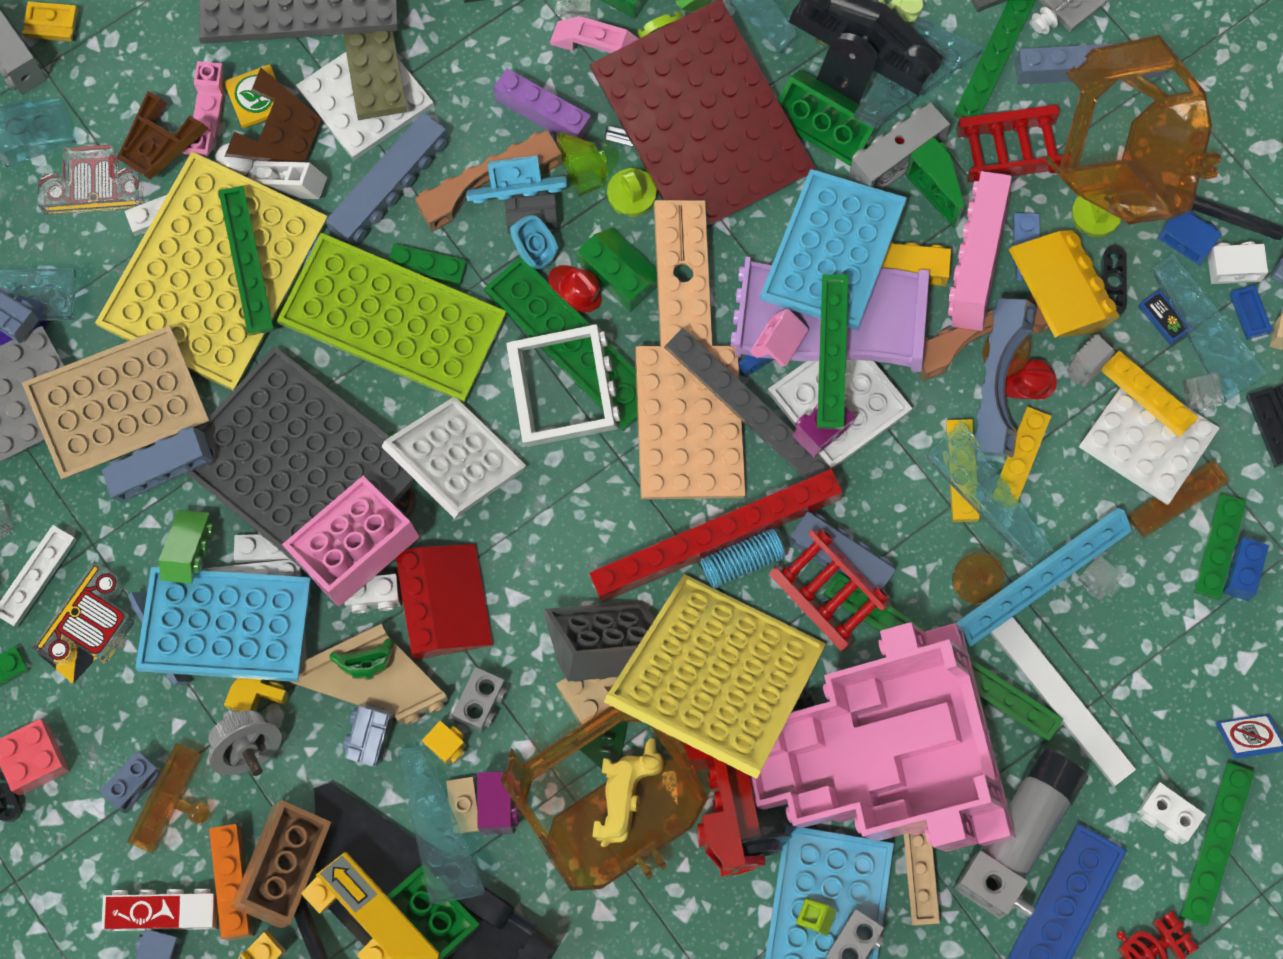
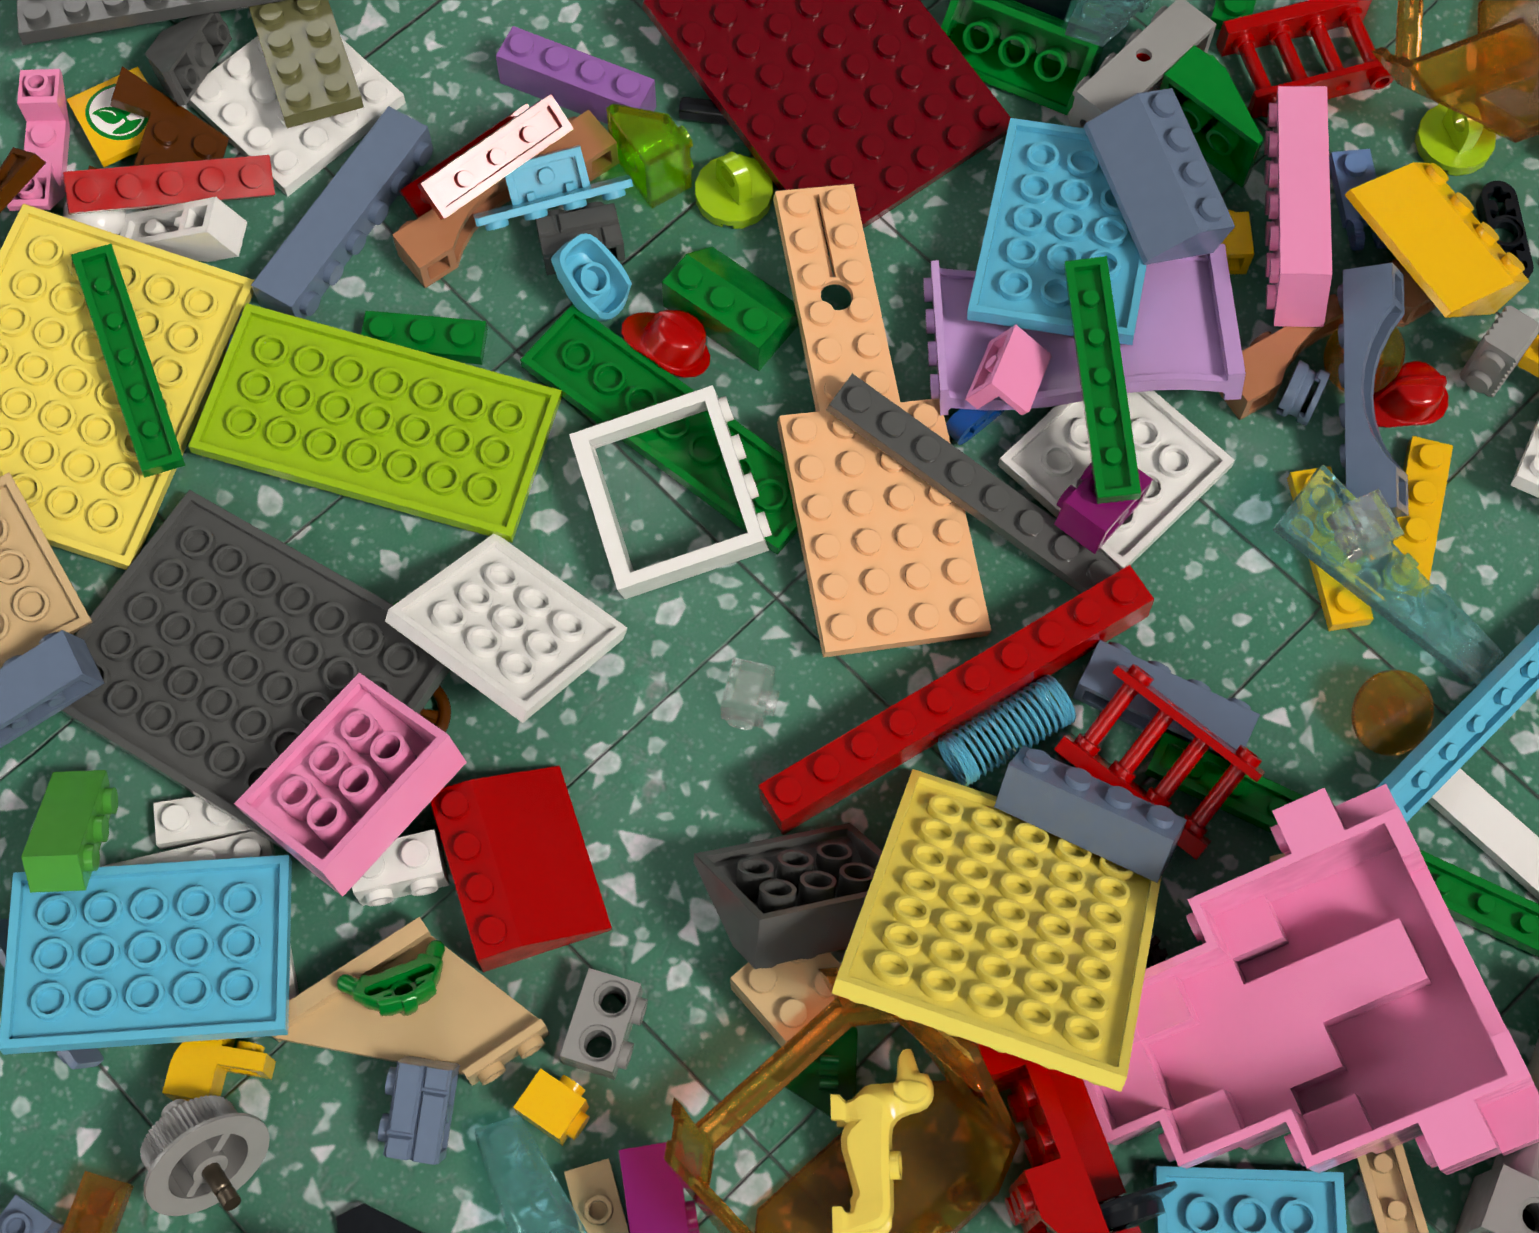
camera: 10 degrees left, 5 degrees down
(281, 149) = (167, 184): none -> red plate
(300, 61) = (187, 53): none -> dark grey slope
(478, 157) = (487, 158): none -> fence
(593, 516) = (749, 694): none -> clear brick
(782, 615) = (1090, 813): none -> sand blue brick
(892, 225) = (1159, 178): none -> sand blue slope
(960, 369) = (1299, 390): none -> sand blue wheel
(978, 464) = (1365, 527): none -> clear brick

